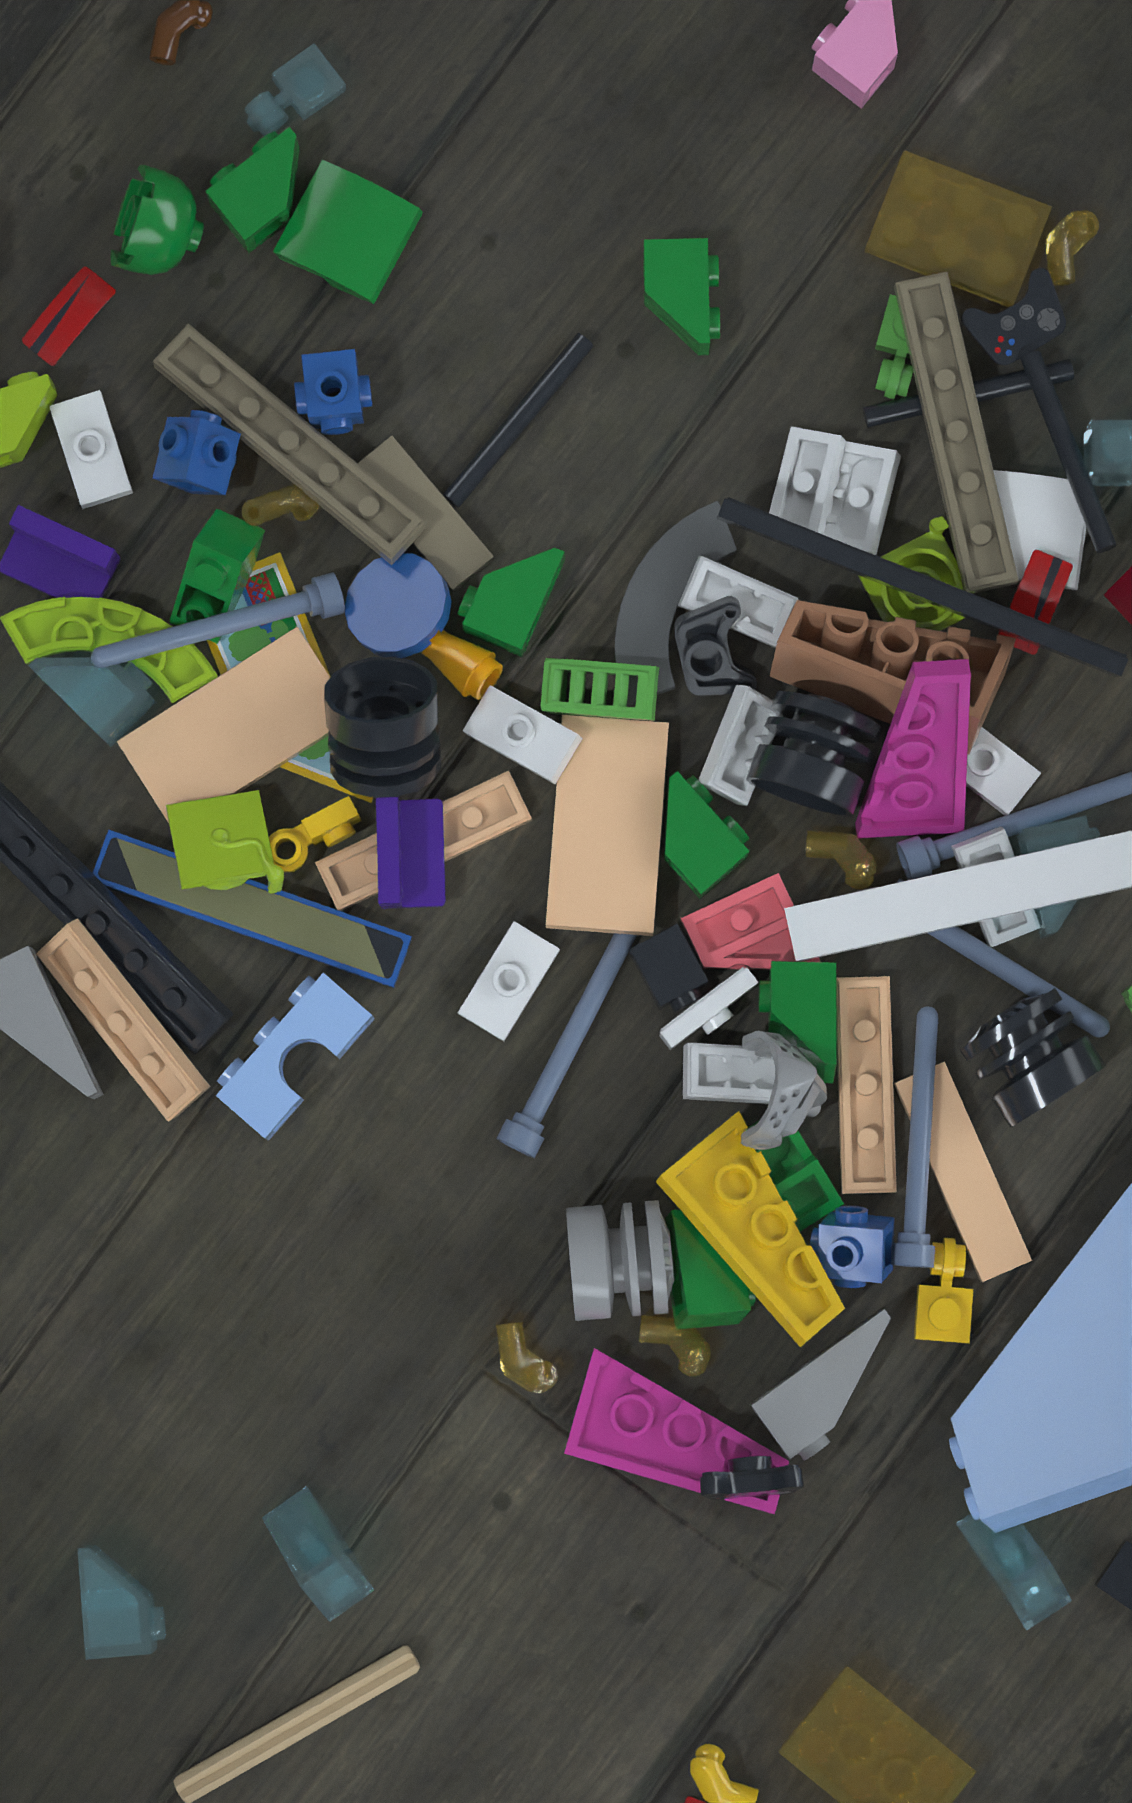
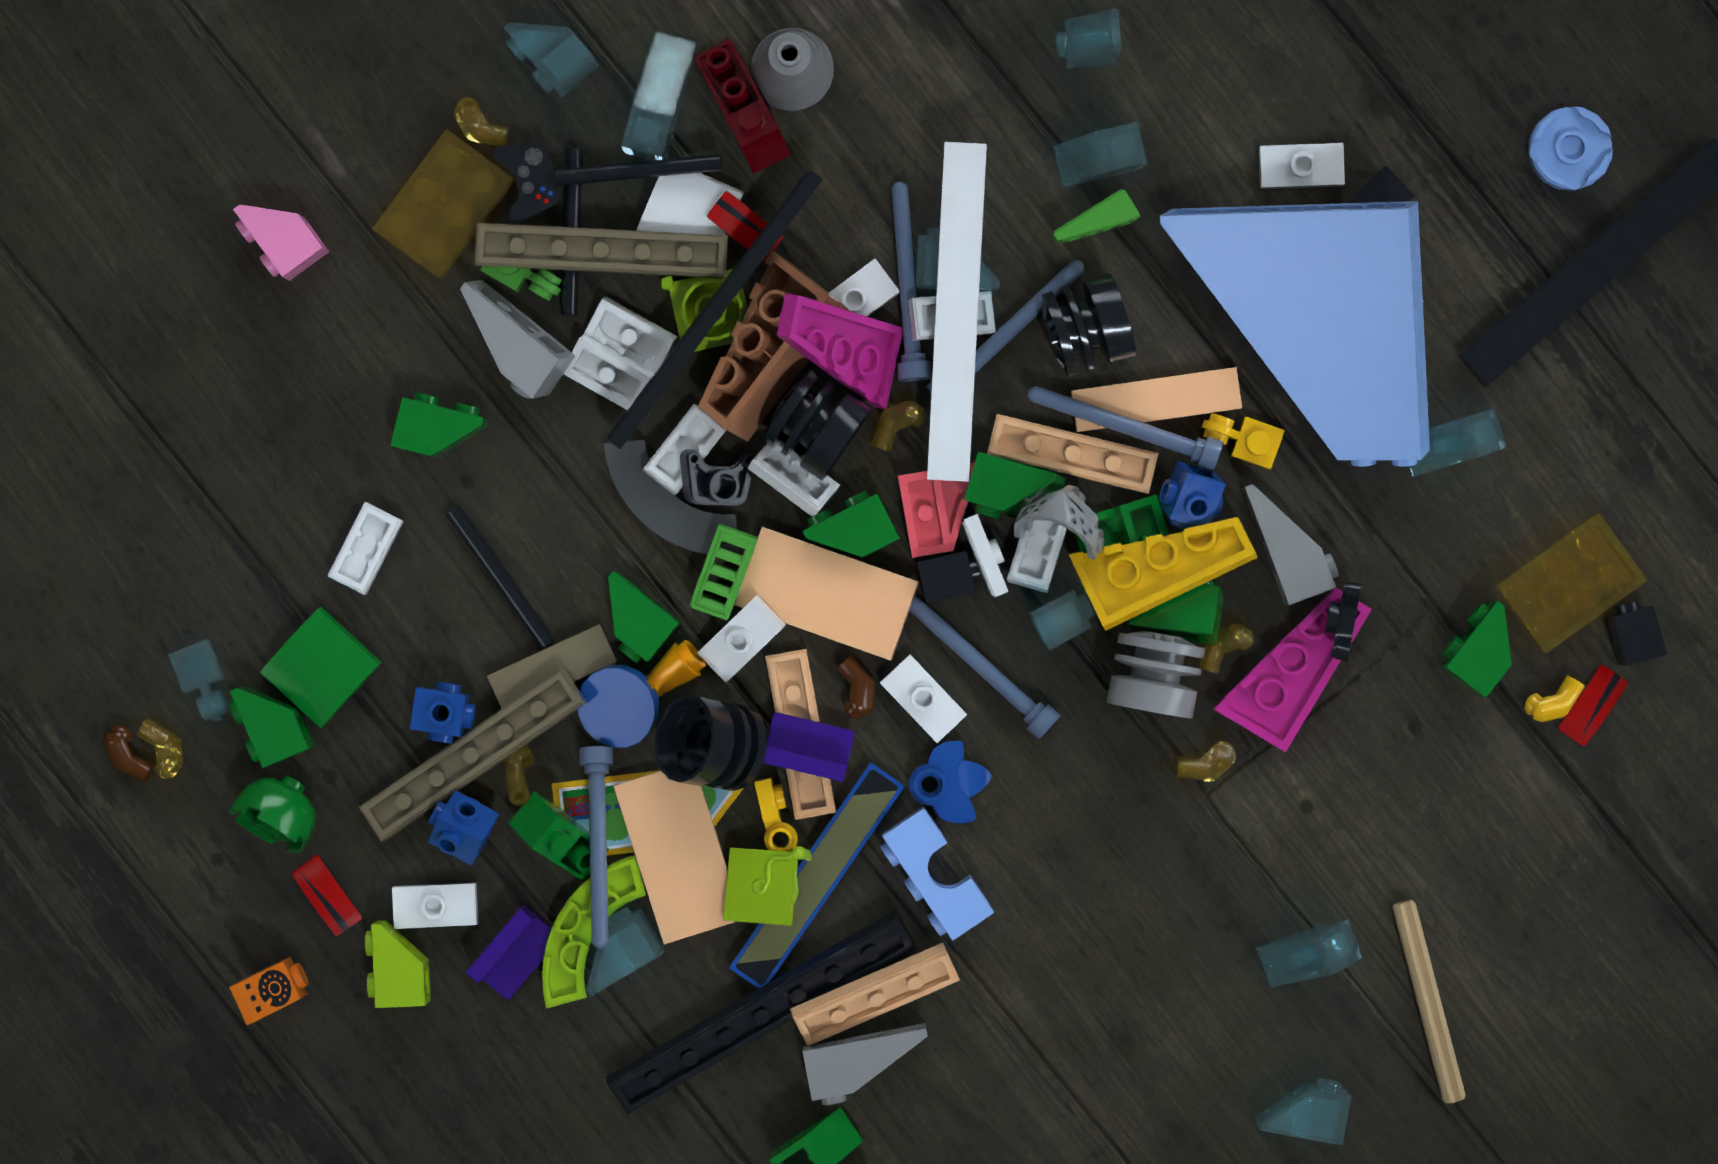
camera: 75 degrees left, 5 degrees up
(200, 73) = (167, 748): none -> clear yellow arm
(413, 1050) = (955, 779): none -> blue plate
(499, 901) = (862, 688): none -> reddish brown arm
(509, 246) = (365, 548): none -> white plate
(655, 1124) = (1061, 619): none -> clear light blue slope
(759, 1672) = (1482, 652): none -> green slope
(811, 361) = (517, 344): none -> light grey slope

